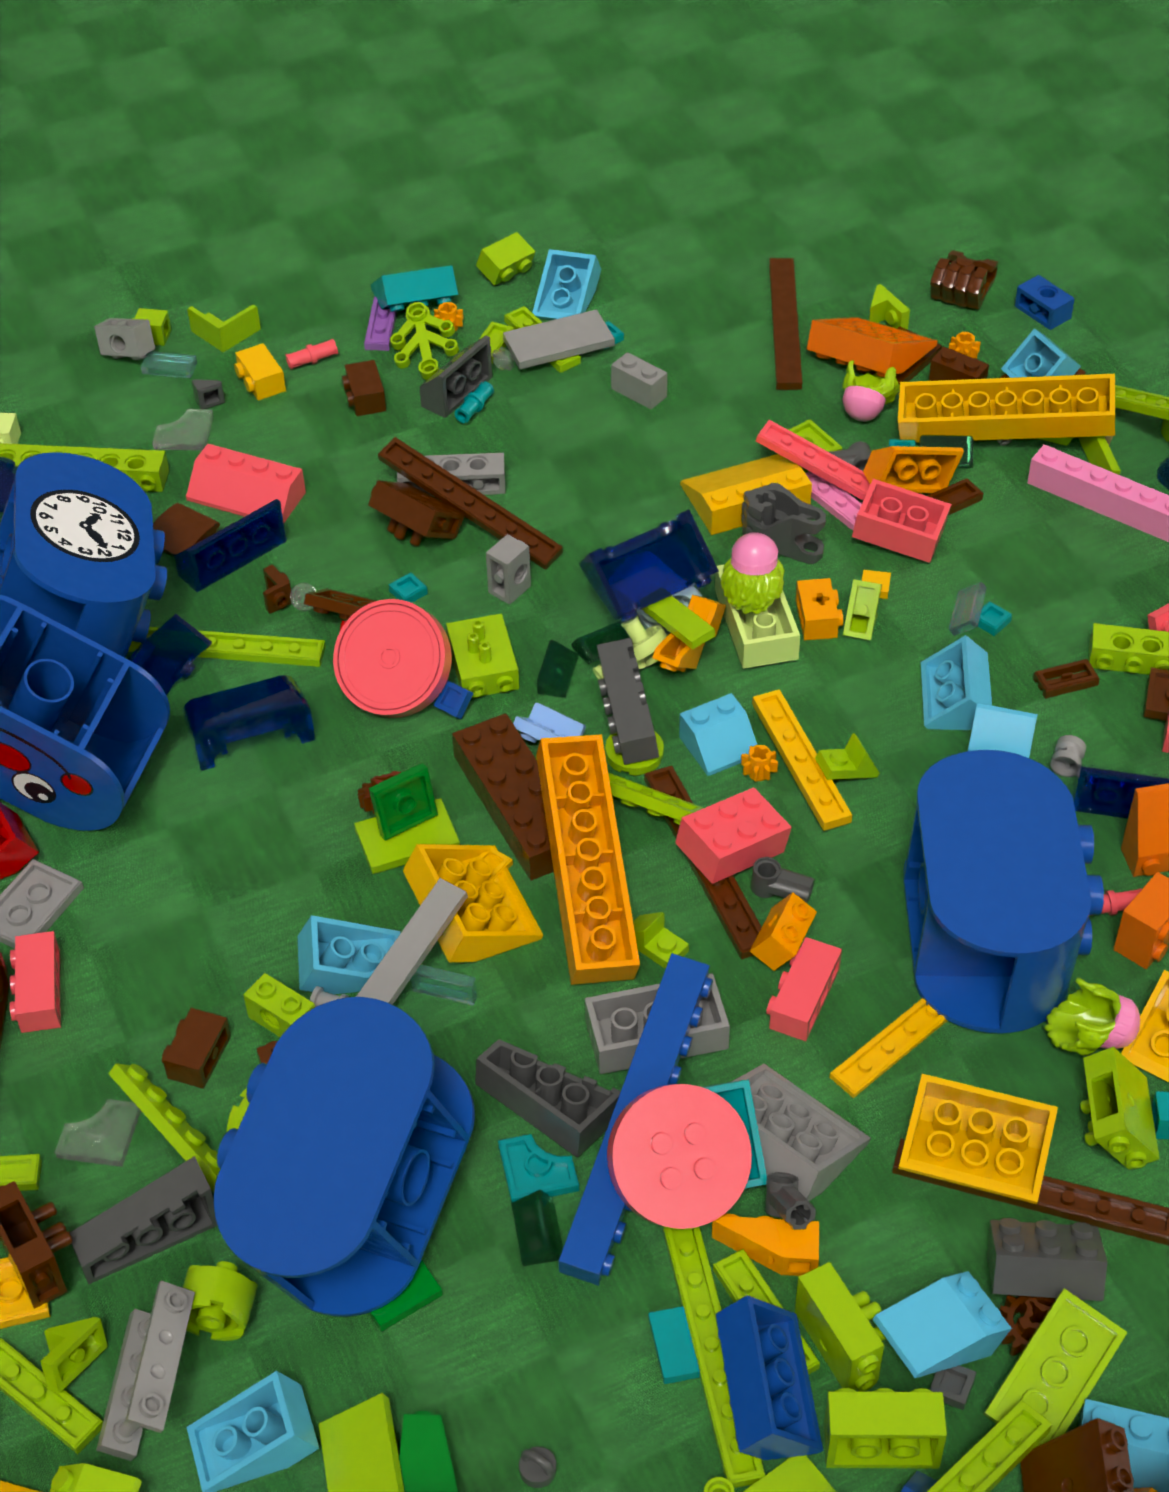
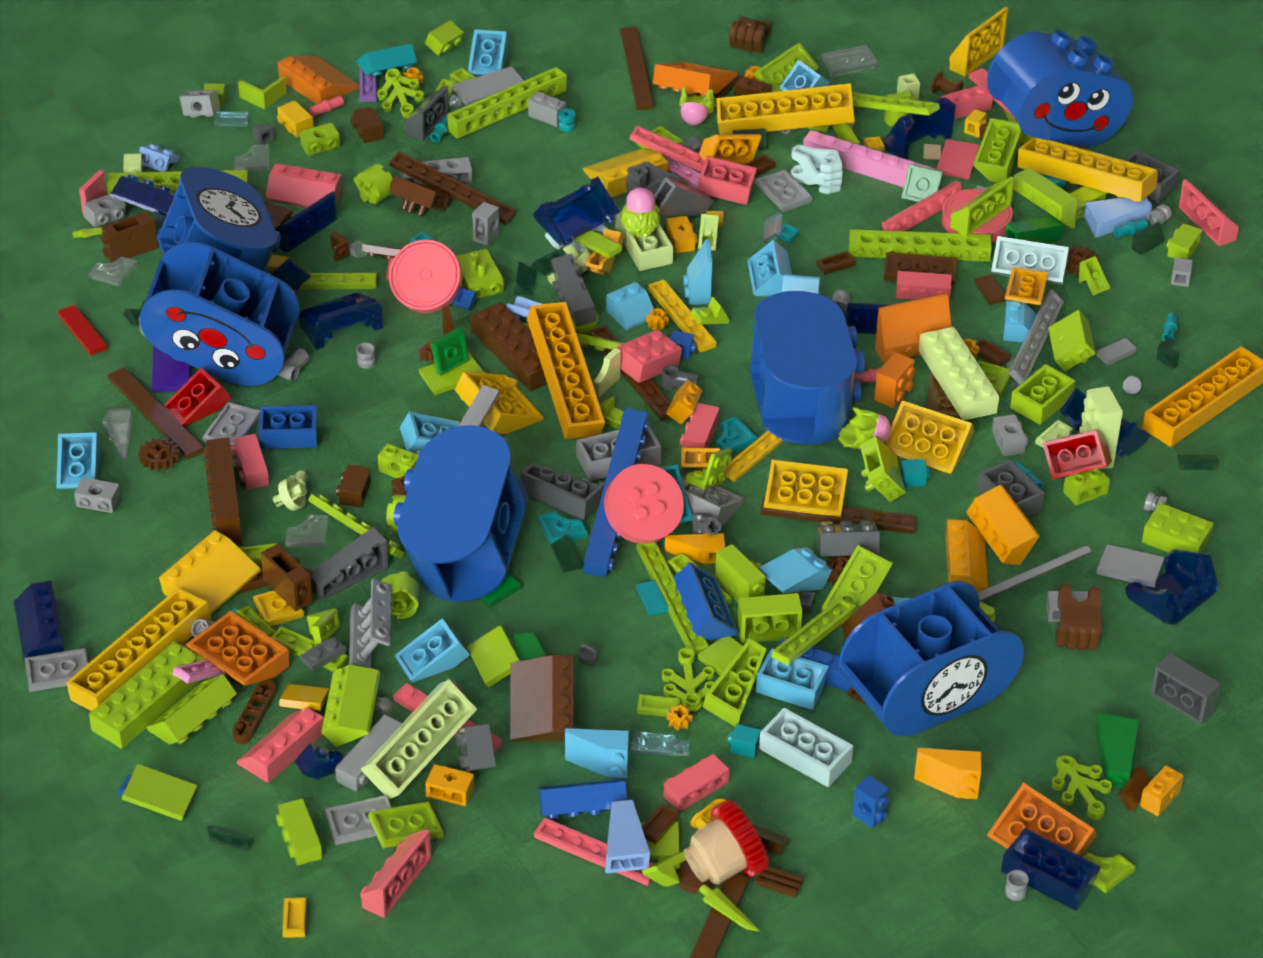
camera: 10 degrees left, 5 degrees down
(42, 419) = (158, 158): none -> light blue bracket
(55, 1415) = (323, 653): none -> dark grey plate
(93, 1054) = (292, 492): none -> yellowish green pin
(112, 921) = (288, 427): none -> blue brick
(147, 805) = (292, 366): none -> light grey piece
(182, 607) = (276, 261): none -> yellow tile
(273, 791) = (365, 355): none -> light grey wheel
(288, 406) = (319, 139): none -> lime brick
(306, 308) = (315, 78): none -> orange slope
(348, 487) = (373, 184): none -> lime brick
(411, 742) = (447, 320): none -> reddish brown tile
(575, 367) = (504, 103): none -> lime brick
(663, 863) = (609, 372): none -> yellowish green tile
(666, 400) = (566, 119): none -> teal wheel
(796, 1051) = (696, 457): none -> light orange brick
(798, 812) = (686, 342): none -> blue brick
(807, 1090) = (714, 473): none -> lime bracket
(822, 551) = (680, 200): none -> dark grey slope
(837, 693) = (699, 277): none -> medium azure slope
(865, 1004) = (735, 435): none -> teal tile
(889, 308) = (703, 55): lime slope -> none
(992, 542) = (784, 190): none -> light grey tile
(1003, 338) = (779, 68): none -> lime plate
(1044, 302) = (809, 42): blue brick -> none
(1050, 510) = (818, 167): none -> light aqua piece
(1113, 331) = (849, 60): none -> clear tile
(1143, 472) = (874, 143): none -> yellow tile

